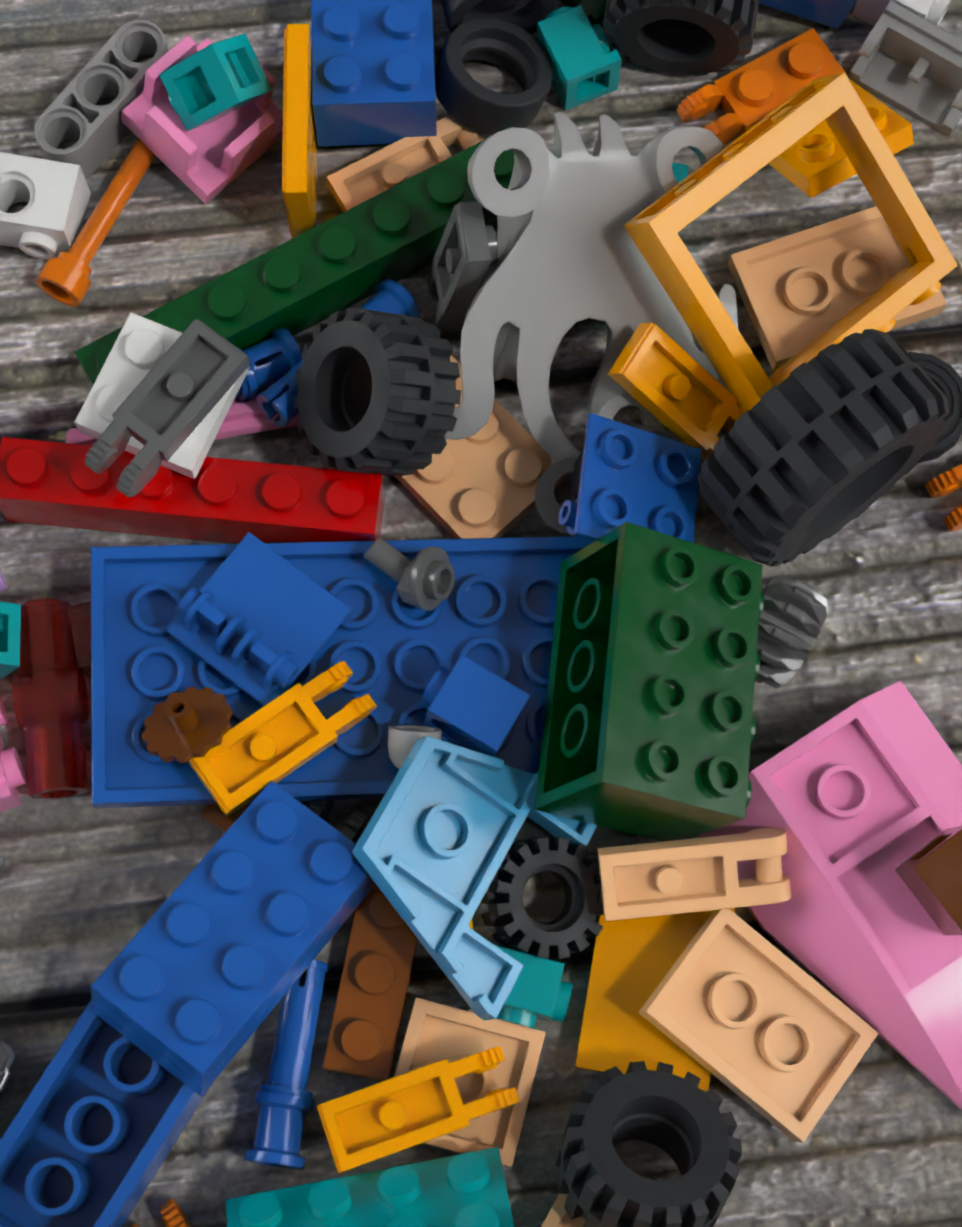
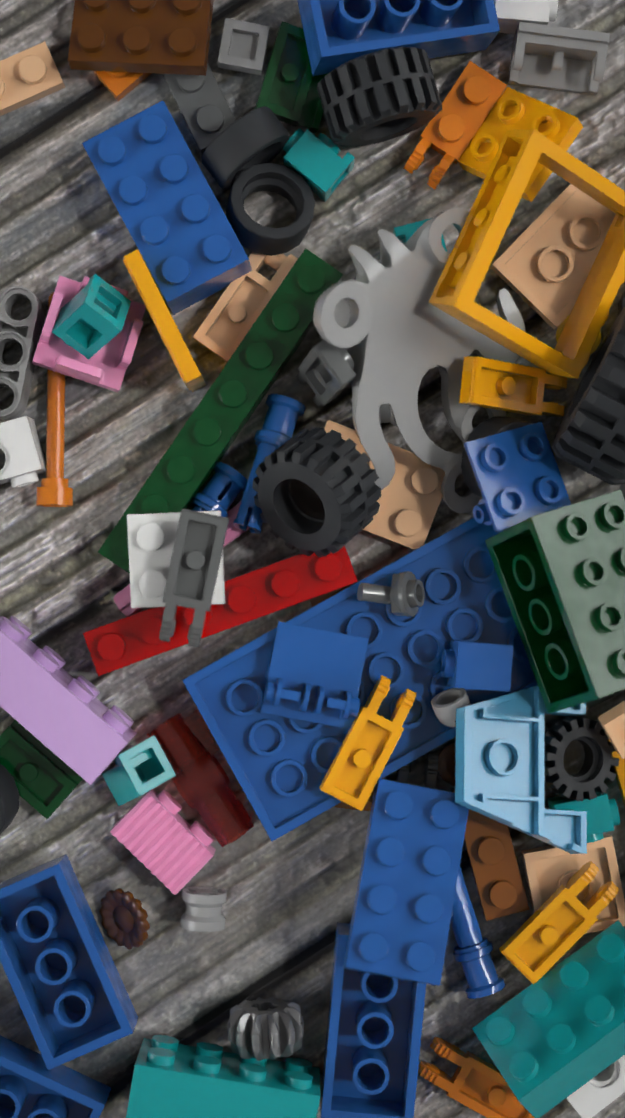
camera: 25 degrees left, 15 degrees up
(187, 725) = (307, 767): reddish brown piece -> none

